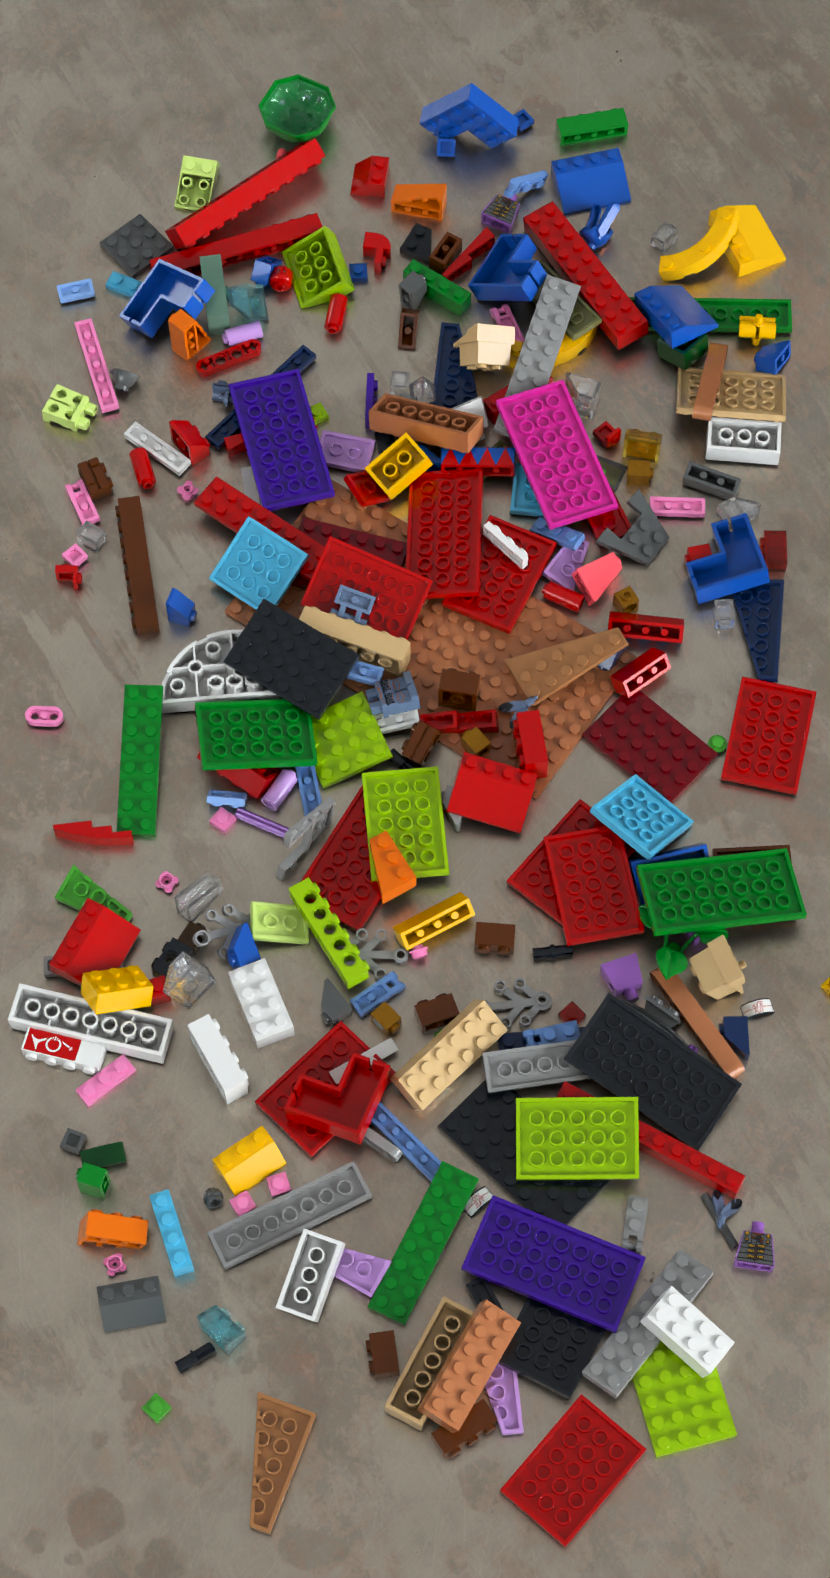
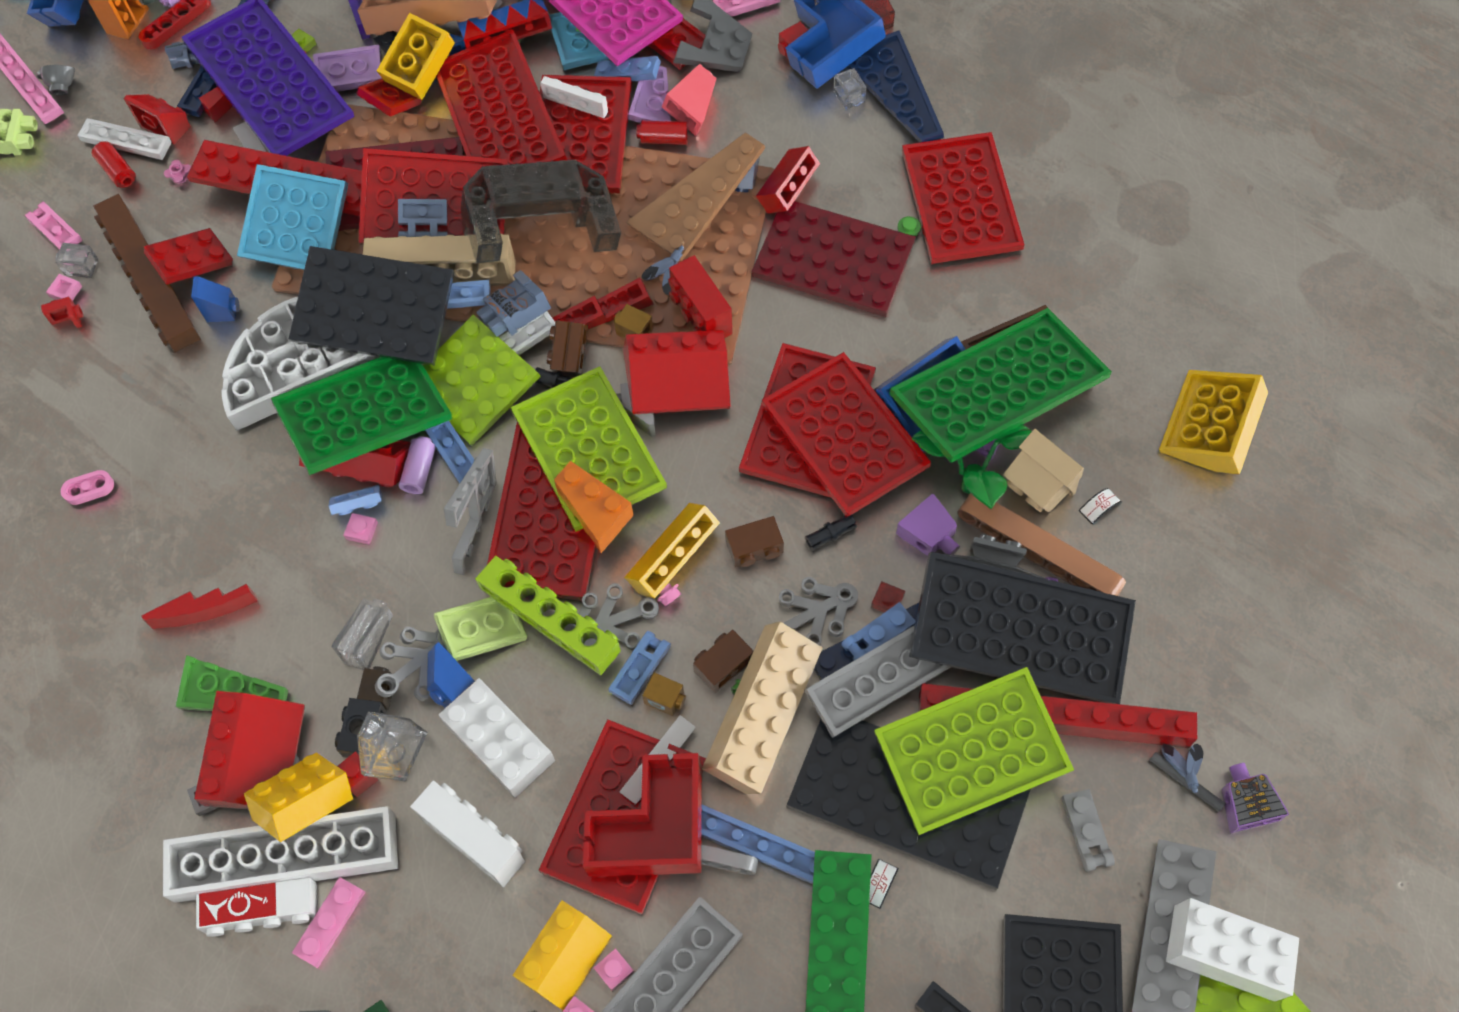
camera: 20 degrees left, 0 degrees up
(94, 479) = (59, 196): reddish brown brick -> none
(140, 759) = (227, 494): green plate -> none
(166, 876) = (314, 624): bright pink plate -> none
(173, 564) = (188, 256): none -> red plate
(261, 822) = (409, 513): medium lavender axle -> none
(334, 1005) = (590, 702): dark grey slope -> none
(444, 613) = (536, 191): none -> clear smoke wedge
(459, 689) = (588, 270): reddish brown brick -> none
(553, 1263) = (1018, 929): dark purple plate -> none
(626, 600) = (735, 113): pearl gold brick -> none
(641, 816) = (865, 335): medium azure plate -> none
(647, 626) = (777, 128): red brick -> none
(735, 1032) = (1096, 543): dark blue slope -> none

